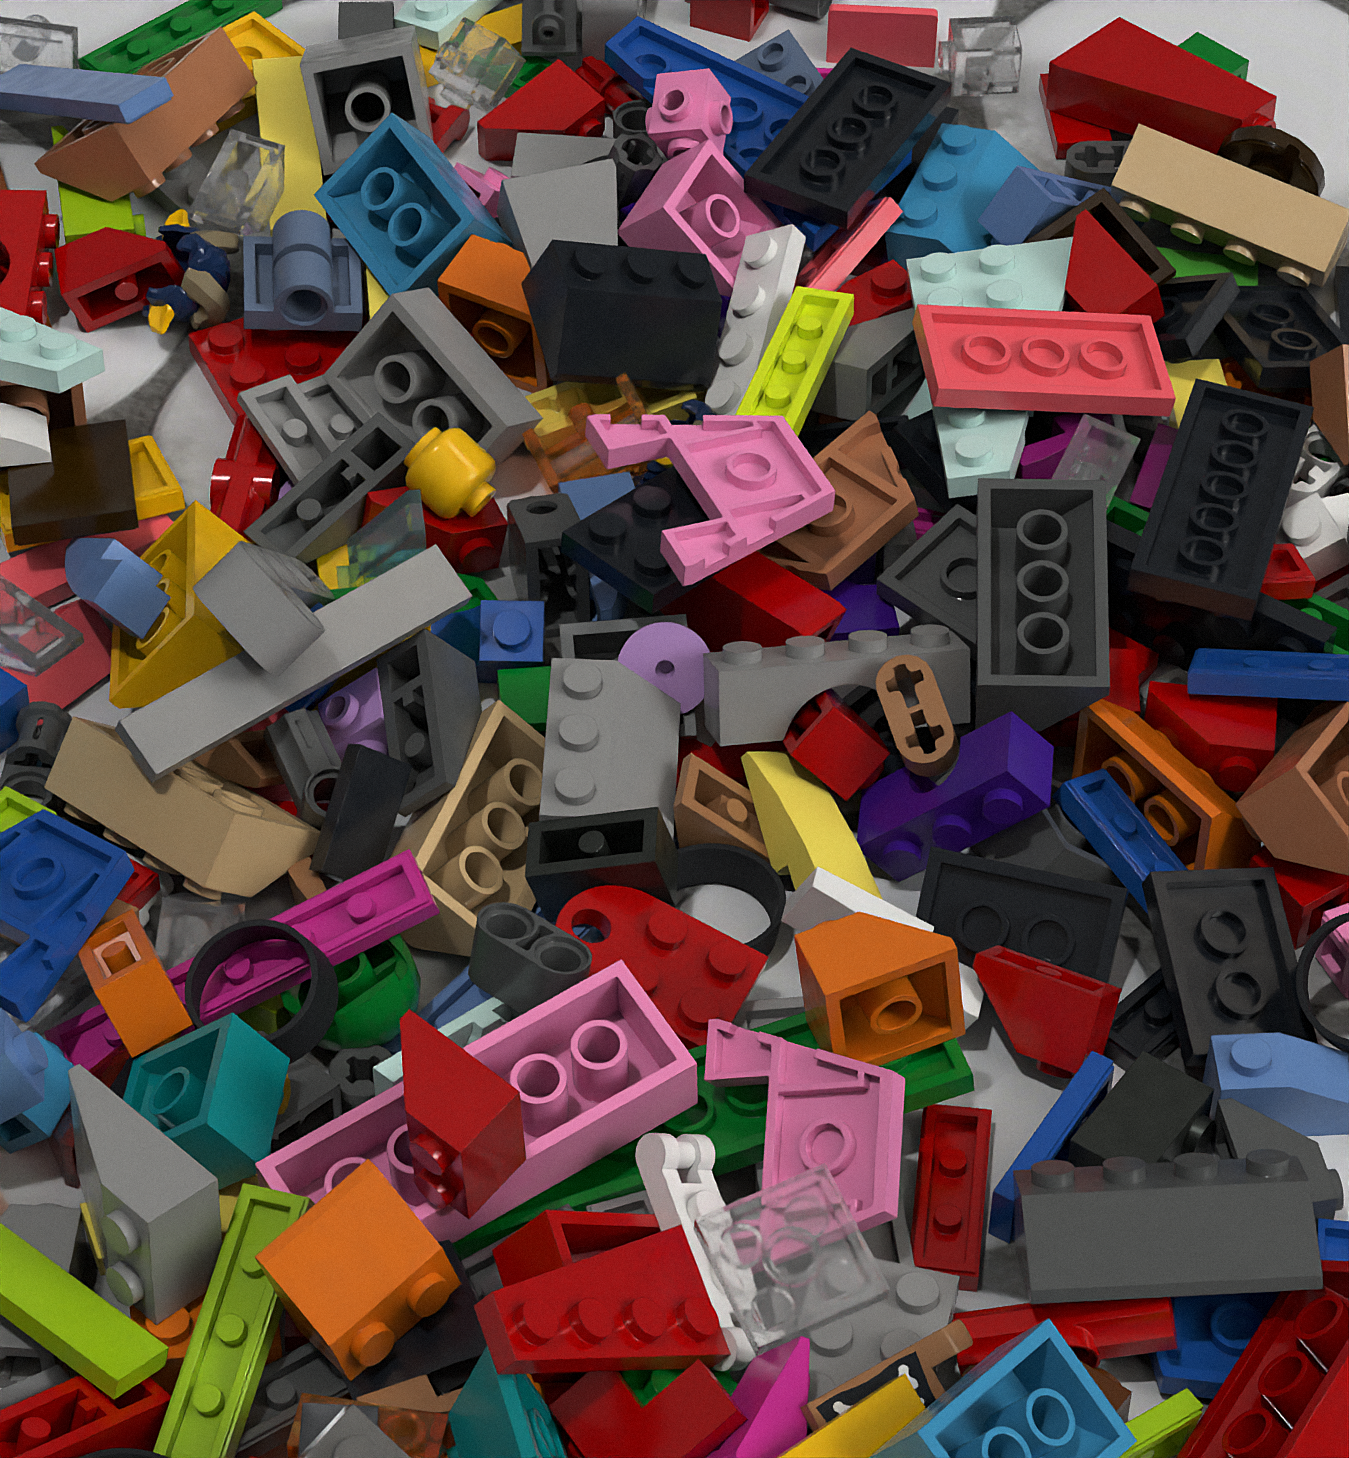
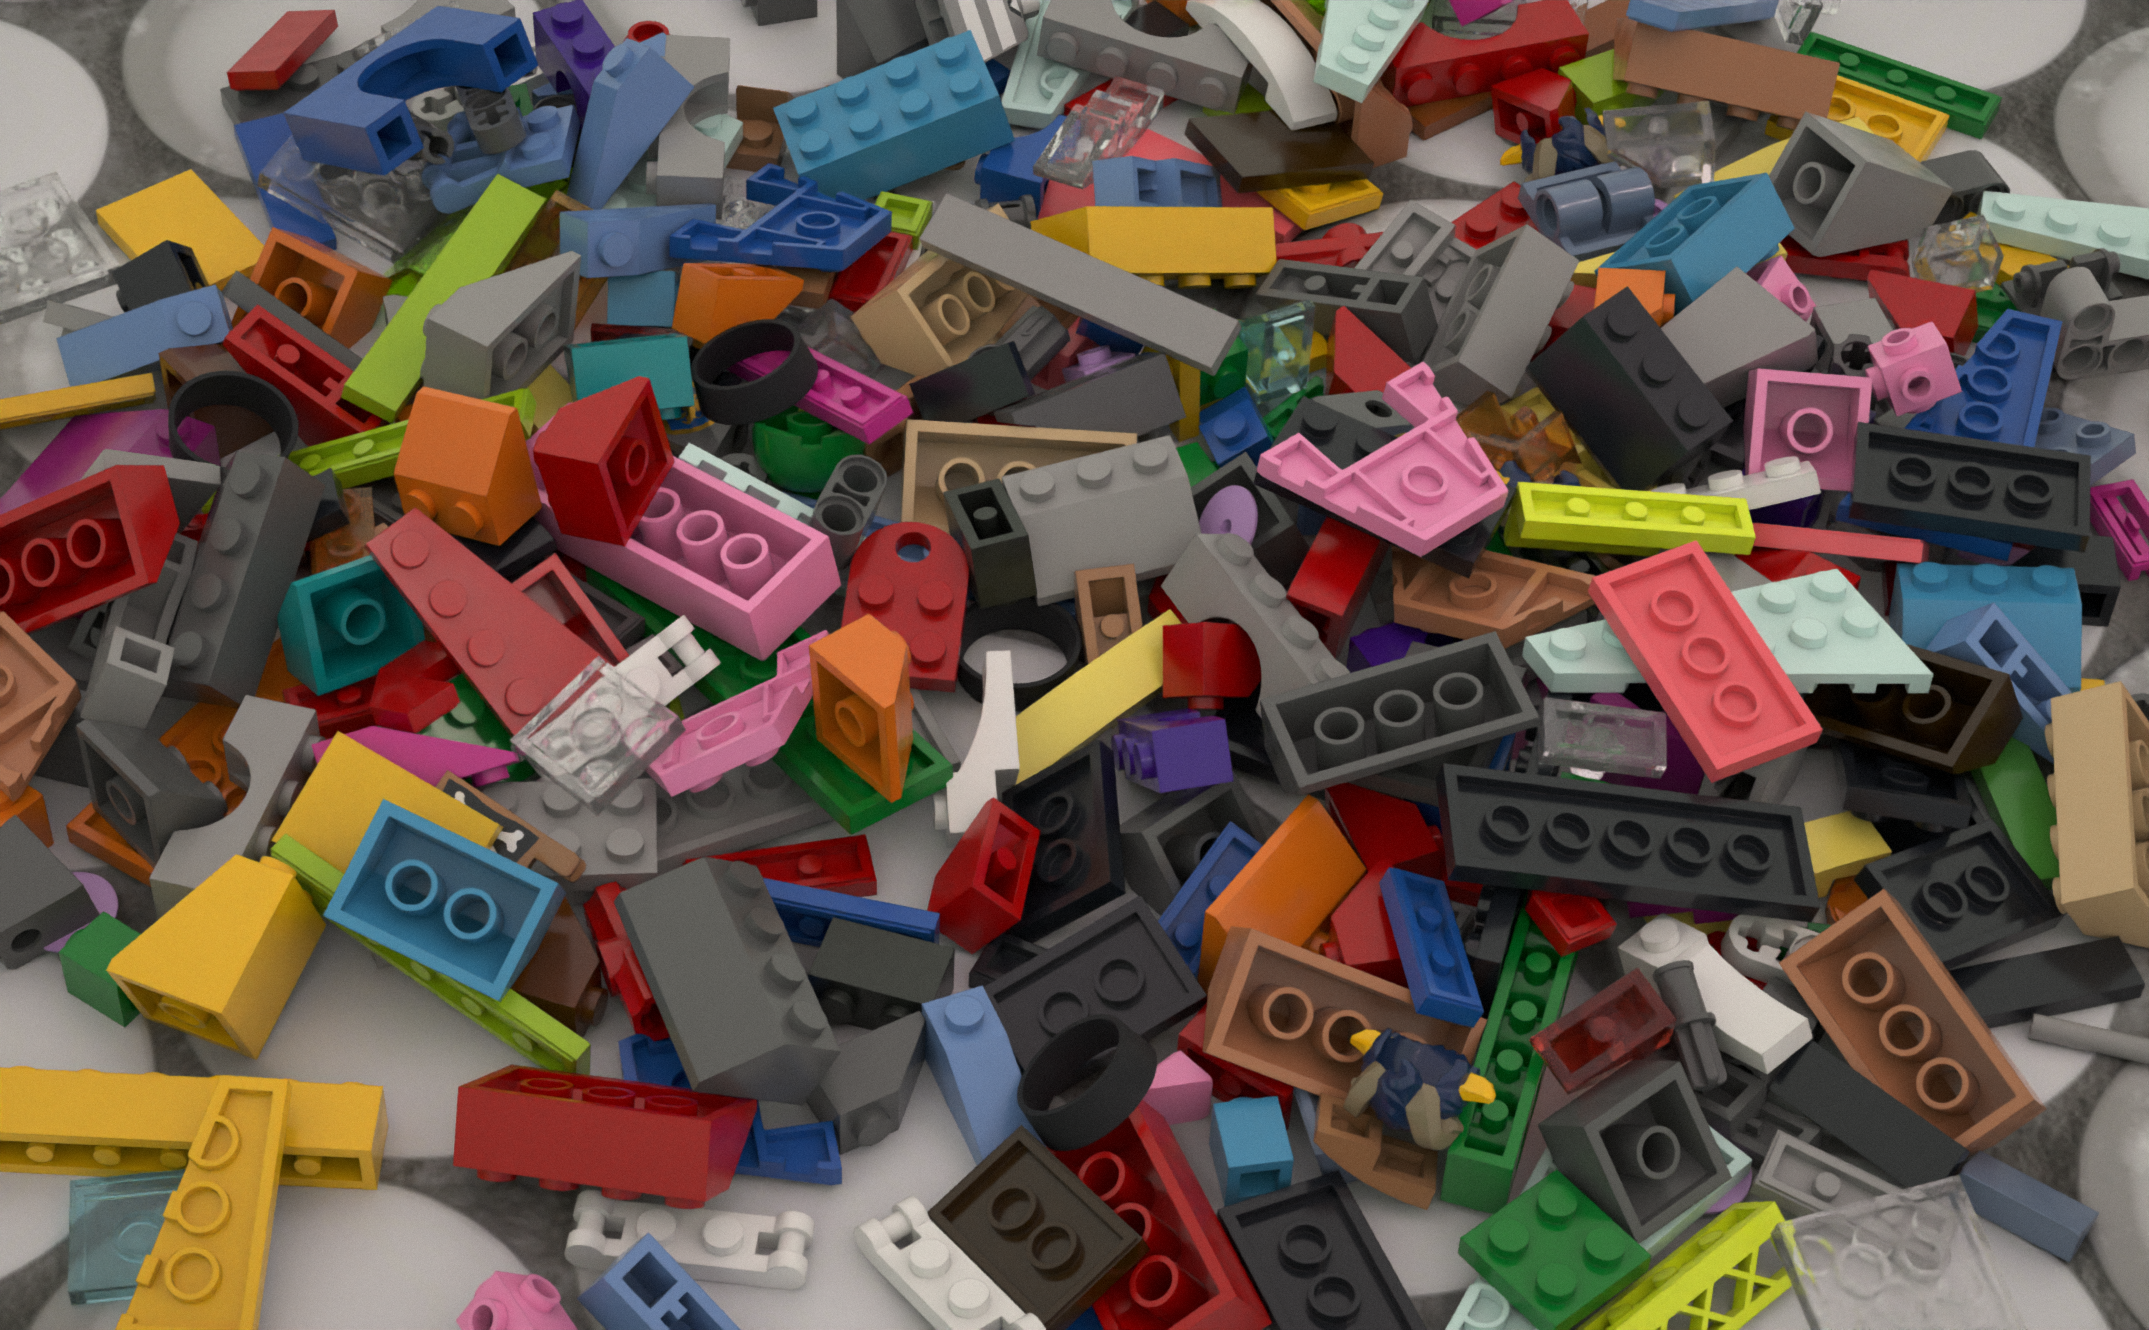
camera: 70 degrees right, 0 degrees up
(265, 603) = (1098, 213): light grey beam -> none
(450, 472) = (1380, 339): yellow head -> none
(929, 710) = (1232, 681): medium nougat beam -> none
(1106, 277) = (1880, 708): red slope -> none

